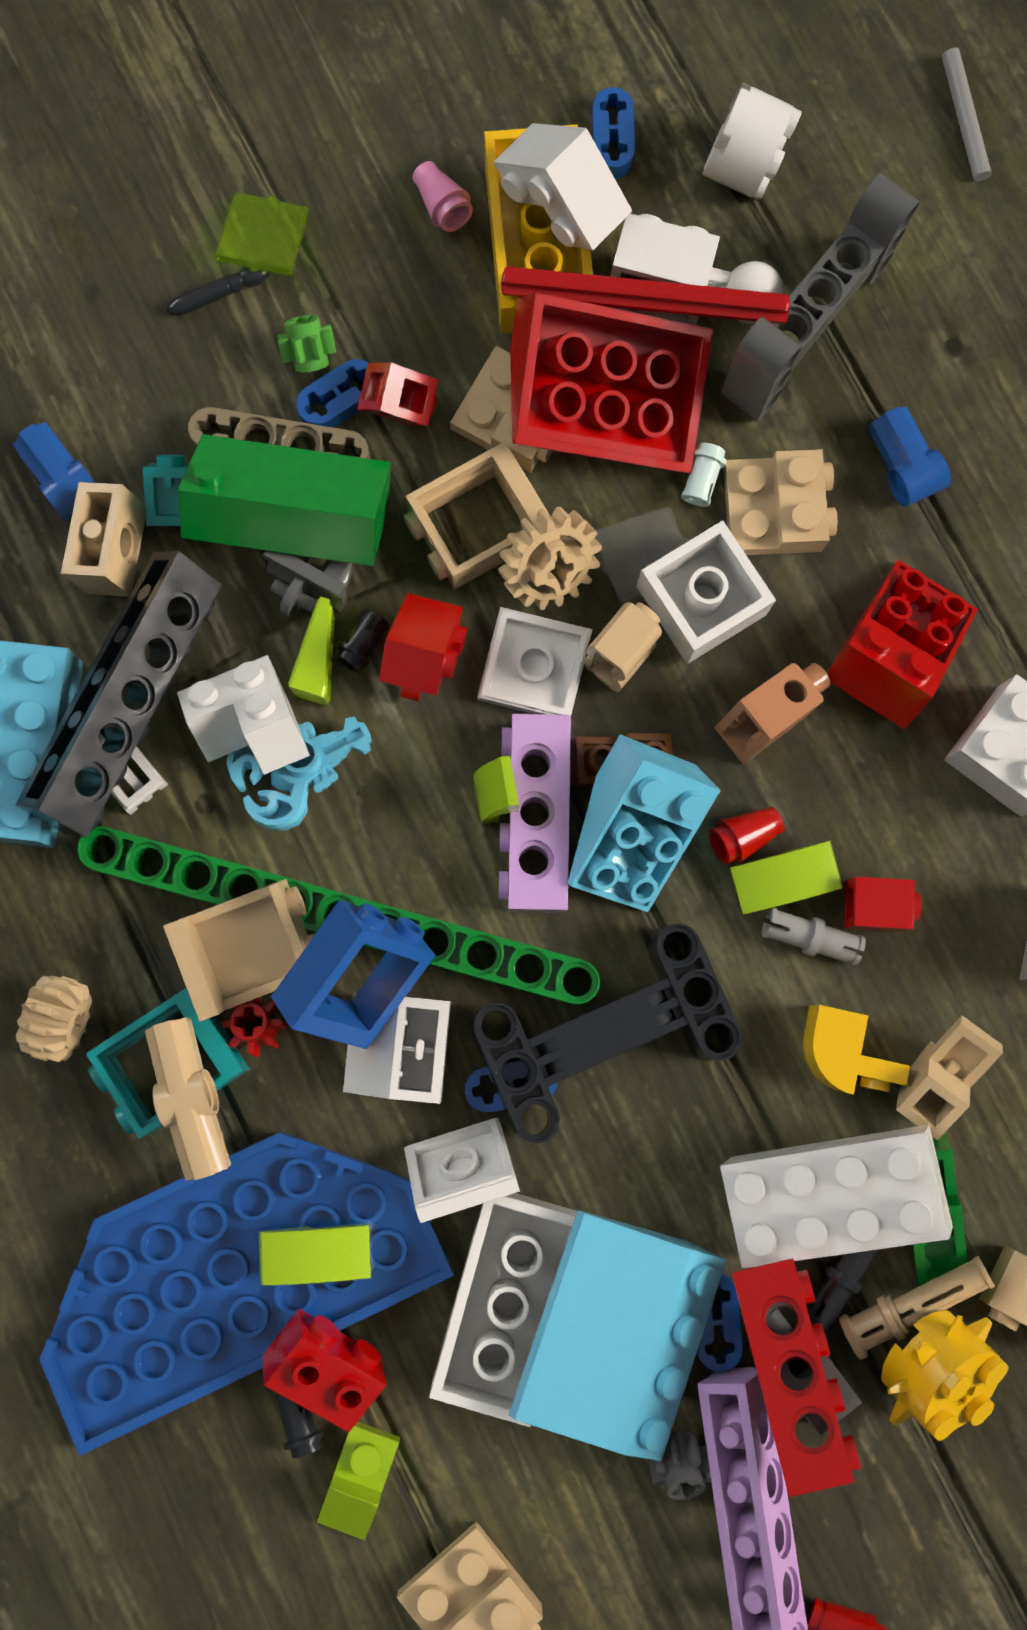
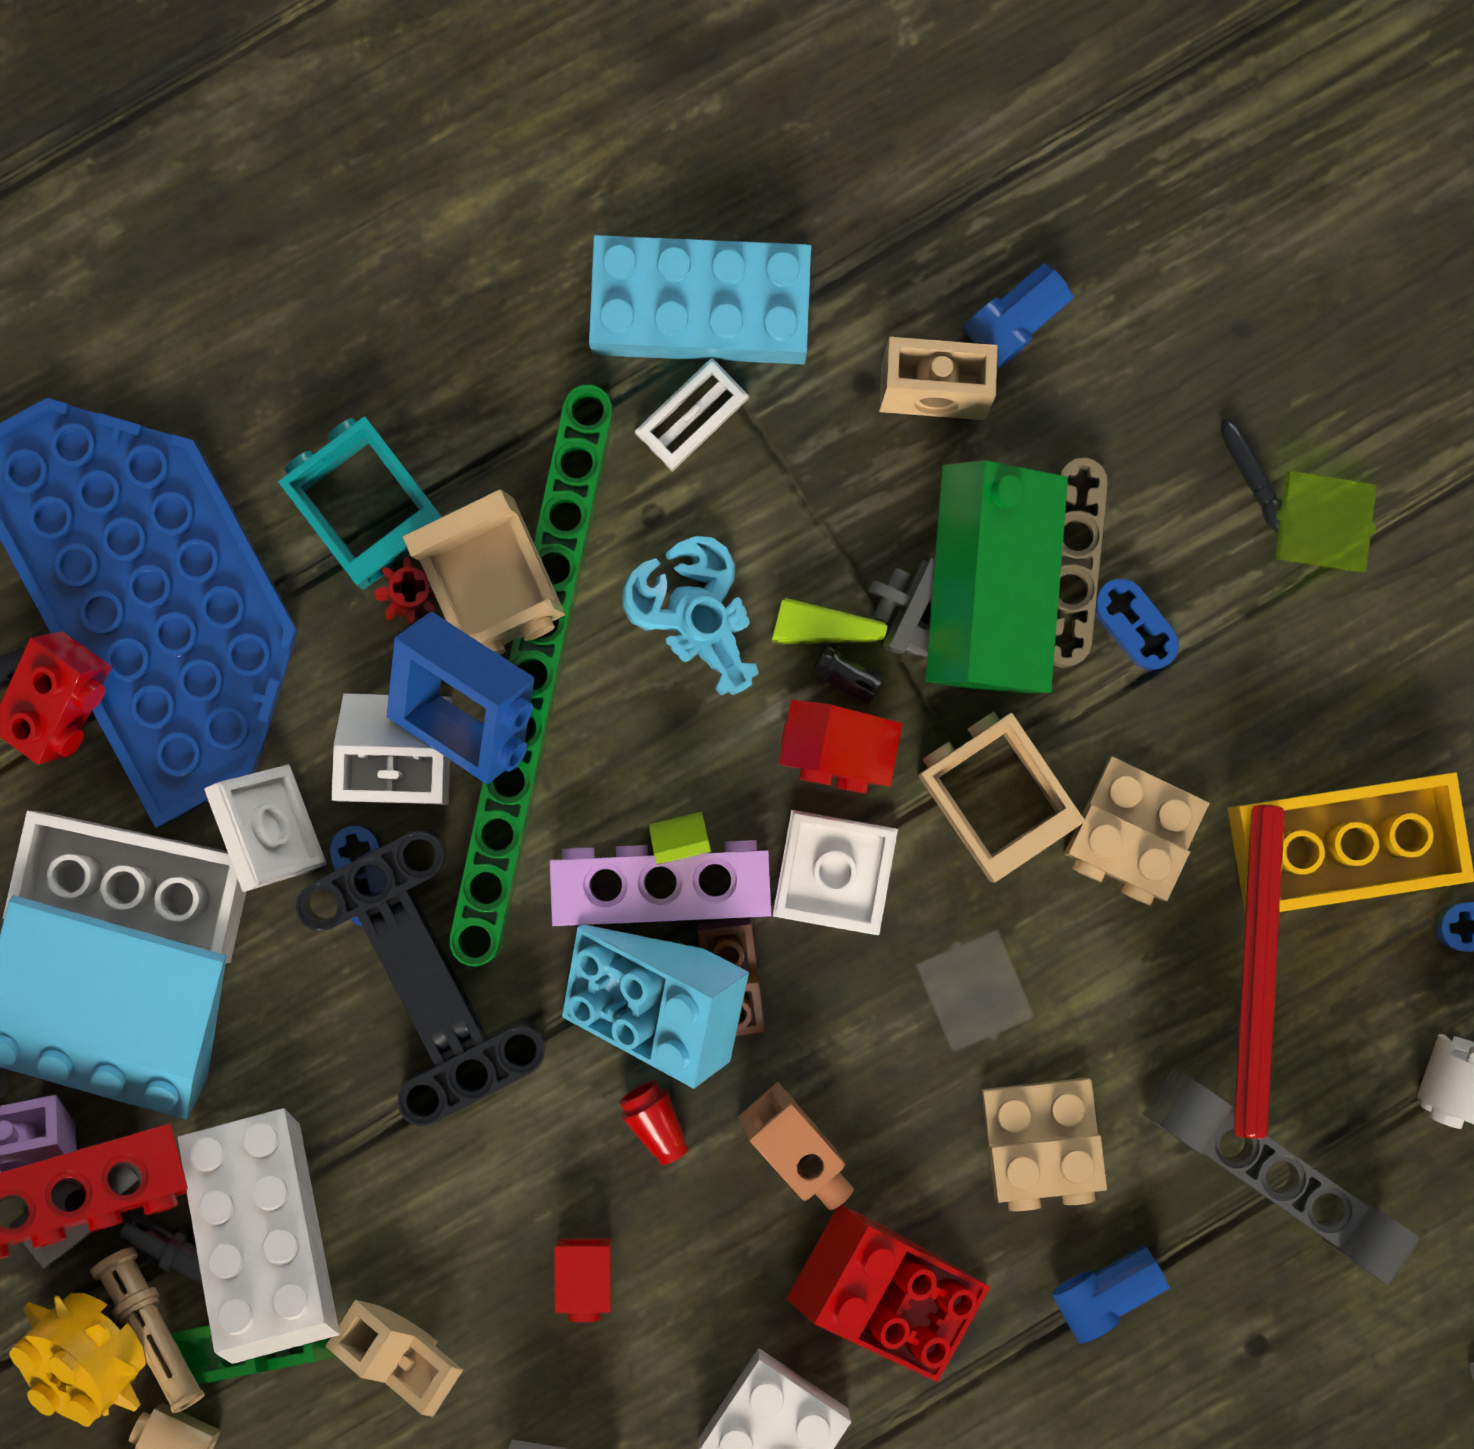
camera: 90 degrees right, 5 degrees up
(53, 1018) = (401, 377): tan gear -> none
(99, 703) = (787, 412): black brick -> none
(161, 489) = (1007, 440): teal bracket -> none
(186, 1099) = (320, 530): tan piece -> none
(243, 711) = (753, 552): white brick -> none
(306, 343) = (1191, 584): bright green gear -> none
(314, 1254) = (167, 678): lime slope -> none
(398, 394) = (1135, 694): red brick -> none
(444, 199) = (1386, 729): bright pink cone -> none
(546, 561) = (951, 881): tan gear -> none
(568, 178) = (1385, 868): white brick -> none
(606, 382) = (1159, 934): red slope -> none
(623, 645) = (855, 972): tan brick -> none
(683, 256) = (1308, 1017): white brick -> none
(705, 468) = (1072, 1054): light aqua pin -> none
(705, 592) = (926, 1061): white brick -> none
(729, 1328) = (112, 1129): blue beam -> none
(786, 877) = (608, 1170): lime slope -> none
(813, 936) = (544, 1203): light grey pin -> none
(834, 1050) = (417, 1231): yellow brick -> none

